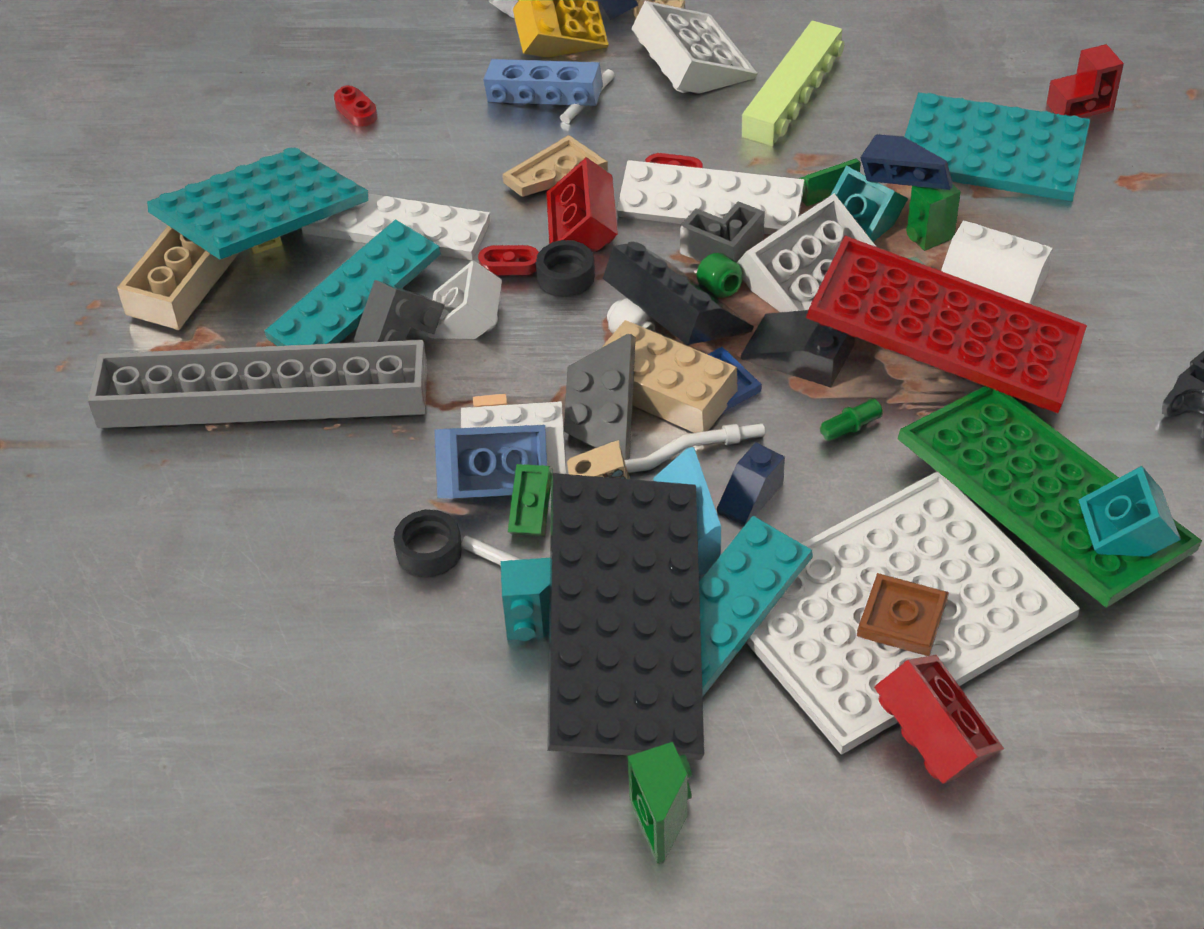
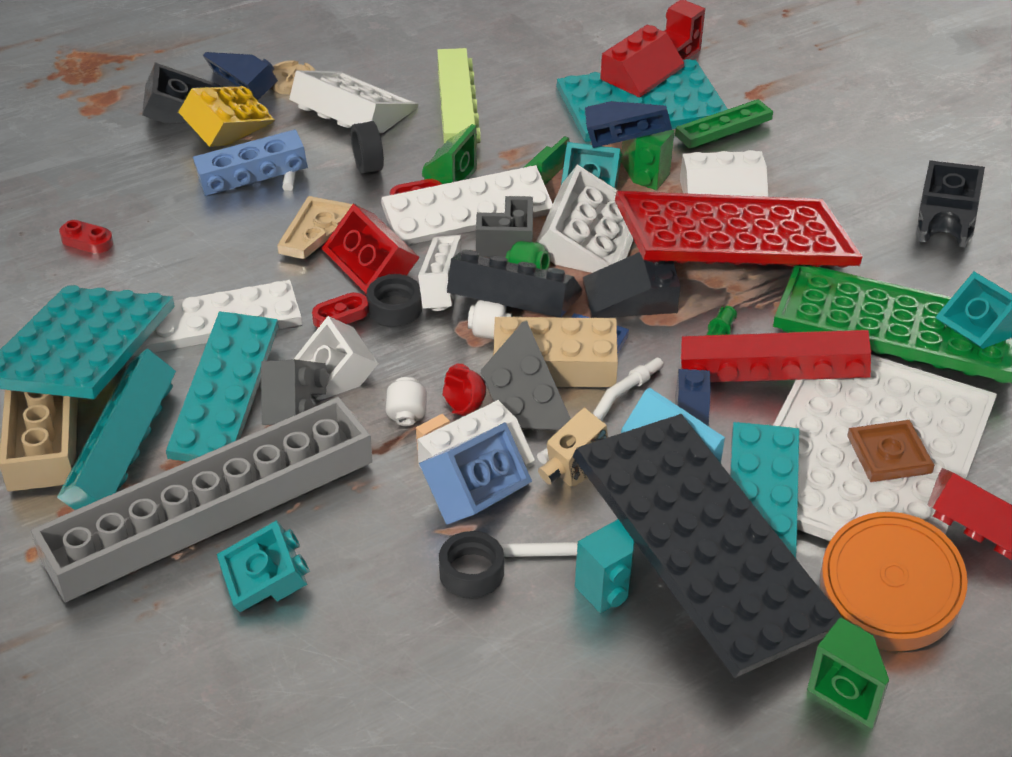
camera: 35 degrees left, 5 degrees down
(238, 297) = (119, 431): none -> teal brick
(258, 466) = (263, 566): none -> teal plate
(493, 369) = (406, 401): none -> white head
(530, 500) = (533, 490): green plate -> none
(551, 379) = (463, 389): none -> red hair
(653, 235) = (435, 272): none -> white slope
(658, 103) = (367, 147): none -> black tyre
(731, 148) = (455, 159): none -> green slope
(785, 738) = (895, 579): none -> orange brick
(872, 471) = (779, 355): none -> red brick
(1013, 102) = (641, 61): none -> red slope
(1056, 202) = (723, 123): none -> green plate

